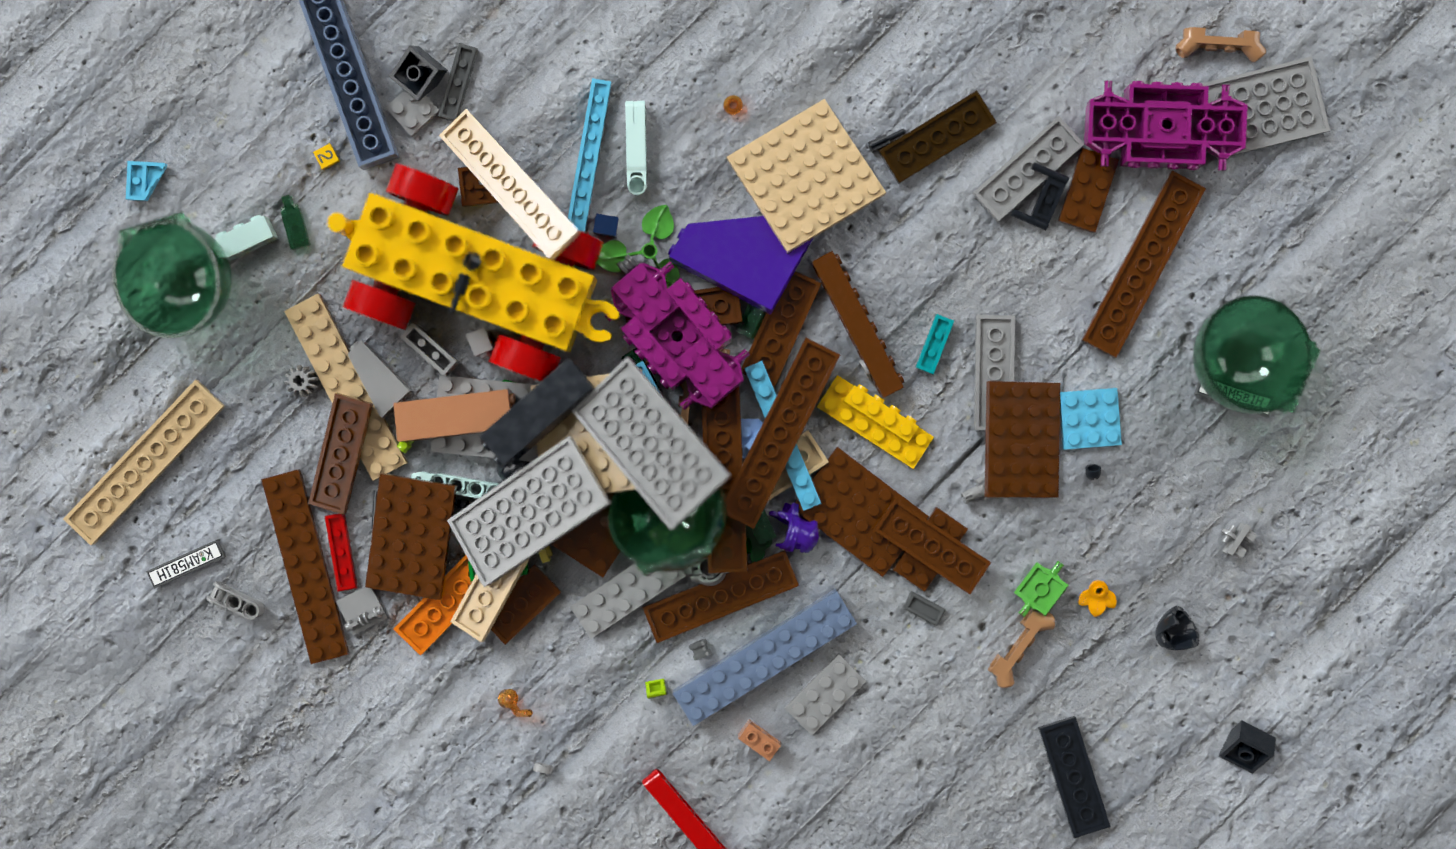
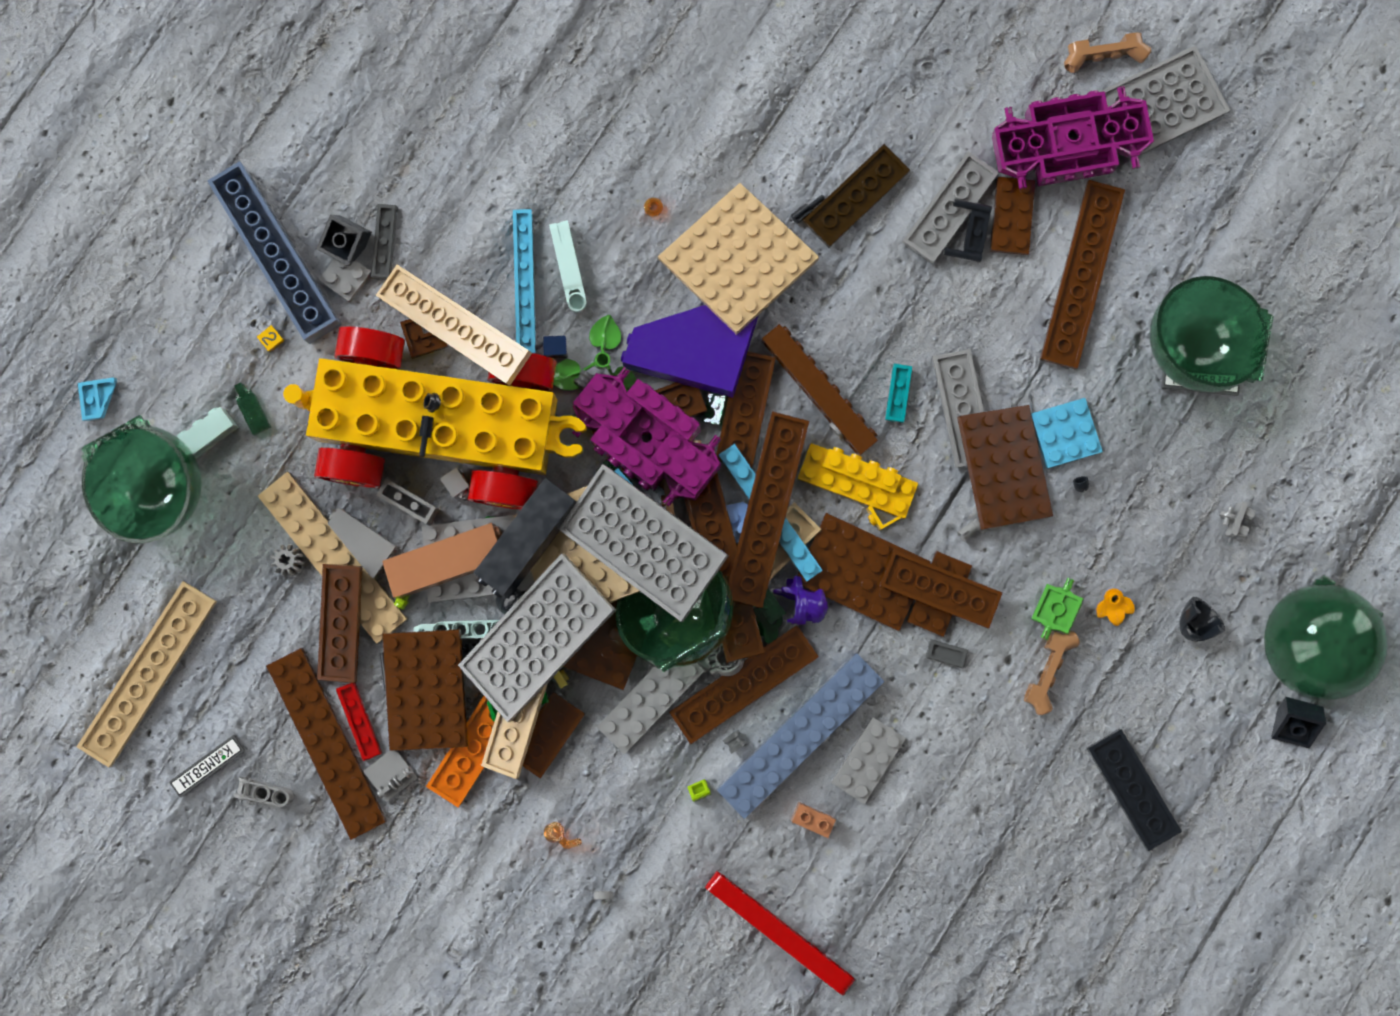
camera: 10 degrees left, 5 degrees down
(882, 463) = (874, 519): none -> yellow bracket
(1294, 675) = (1325, 641): none -> clear green windscreen

